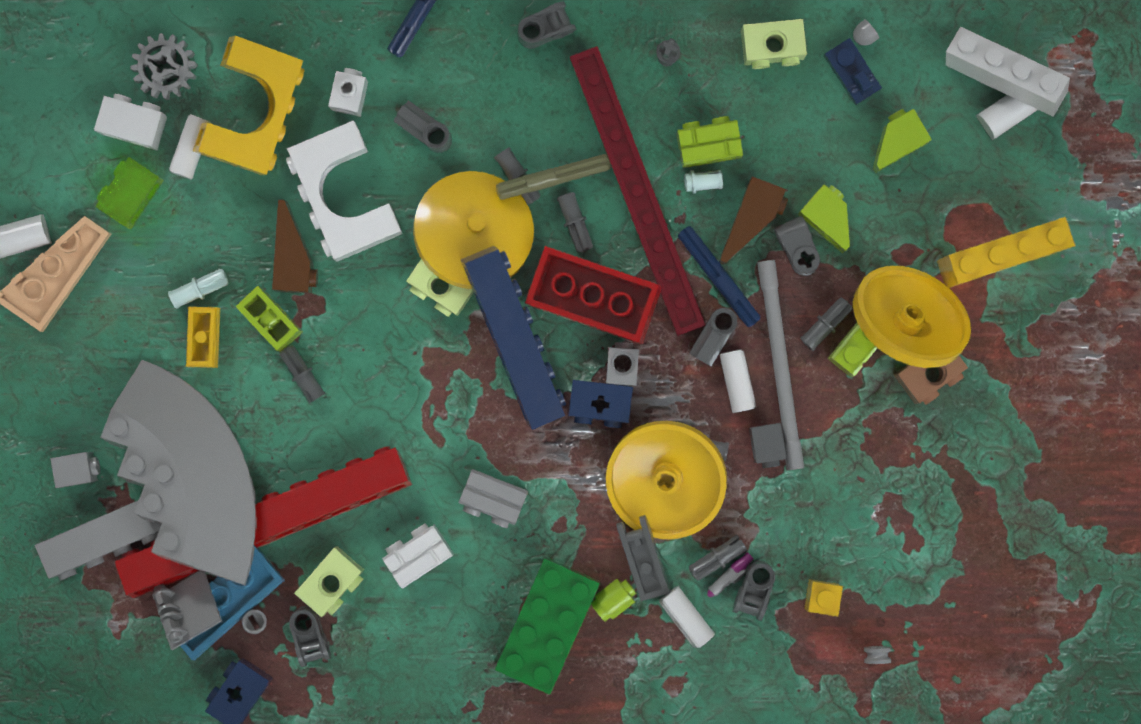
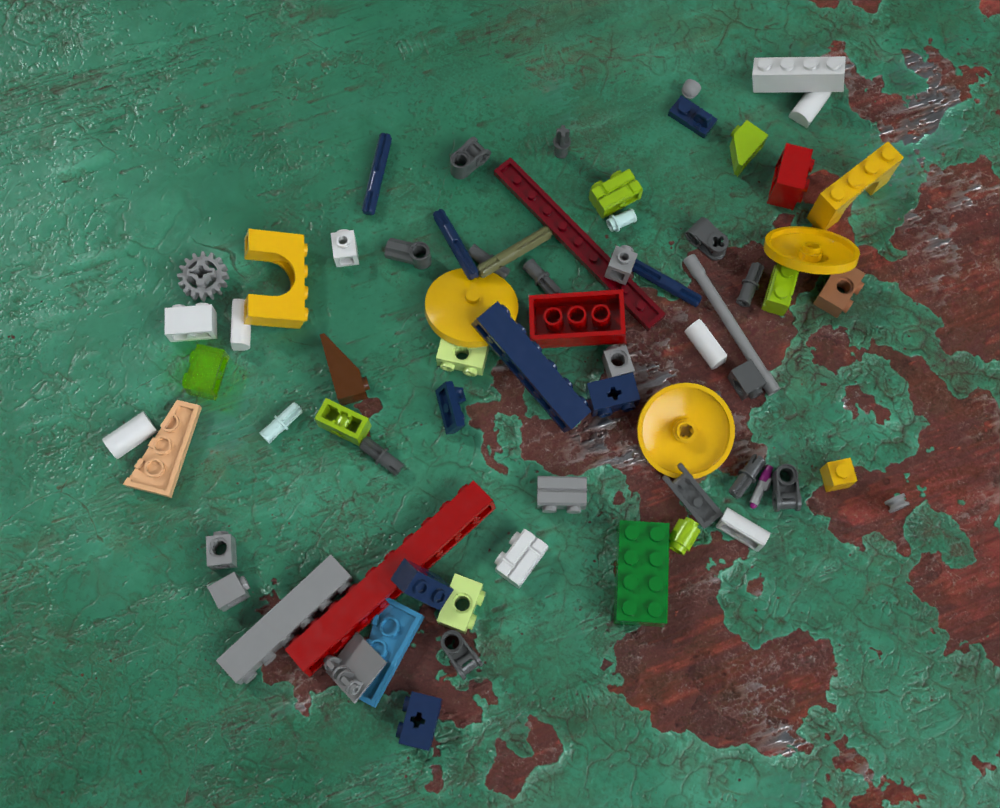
camera: 25 degrees left, 15 degrees down
(68, 425) = (223, 561): none -> light grey brick
(189, 473) = (320, 558): light grey brick -> none
(203, 337) = (297, 456): yellow brick -> none
(260, 619) = (415, 654): light grey hinge -> none
(291, 549) = (421, 584): none -> dark blue brick
(313, 162) = (377, 344): white arch -> none
(404, 334) = (449, 402): none -> dark blue hinge
(484, 140) = (456, 245): none -> dark blue axle
(667, 251) = (621, 264): none -> light grey brick
(713, 339) = (675, 320): dark grey piece -> none
(758, 208) = (667, 225): reddish brown slope -> none
(788, 33) = (638, 105): yellowish green brick -> none
(828, 216) = (721, 212): lime slope -> none
(933, 206) = (791, 176): none -> red brick

